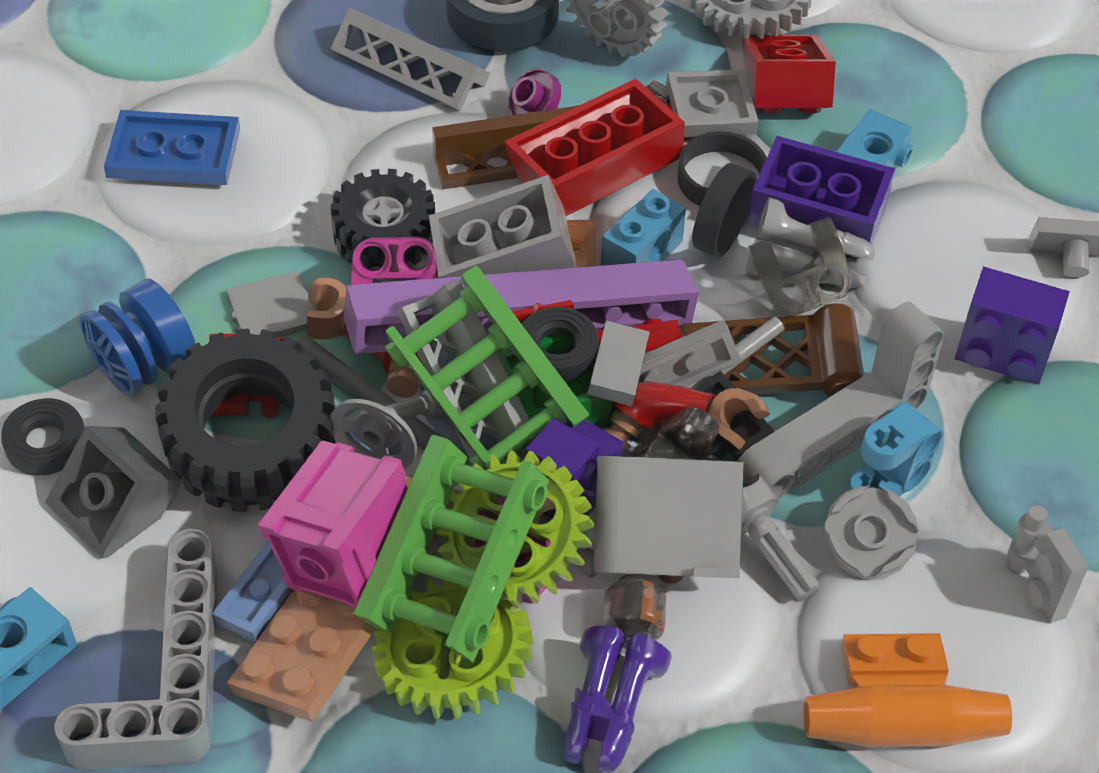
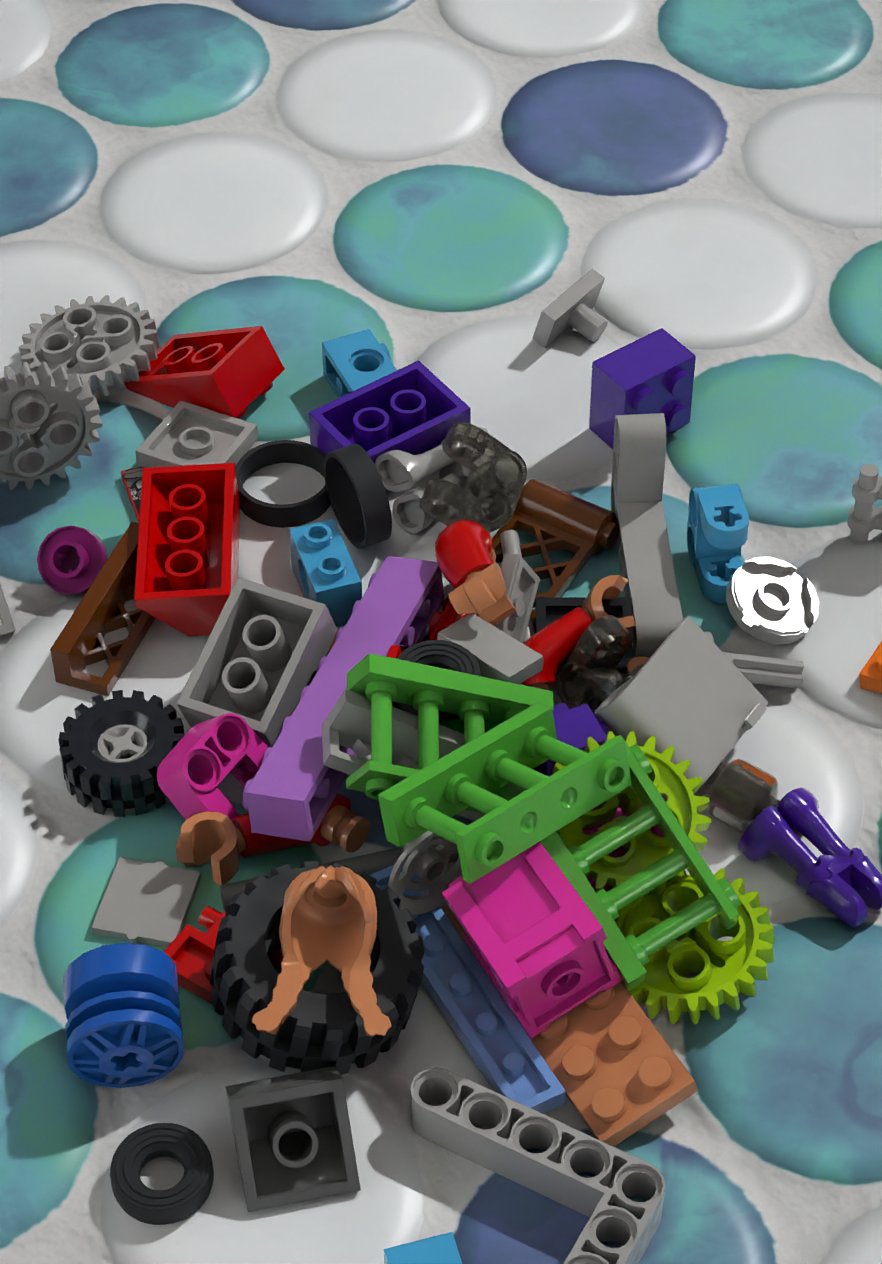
camera: 55 degrees left, 5 degrees down
(241, 381) = (330, 919): none -> nougat hair
(438, 397) = (485, 765): none -> bright green fence
(711, 293) = (471, 568): none -> piece

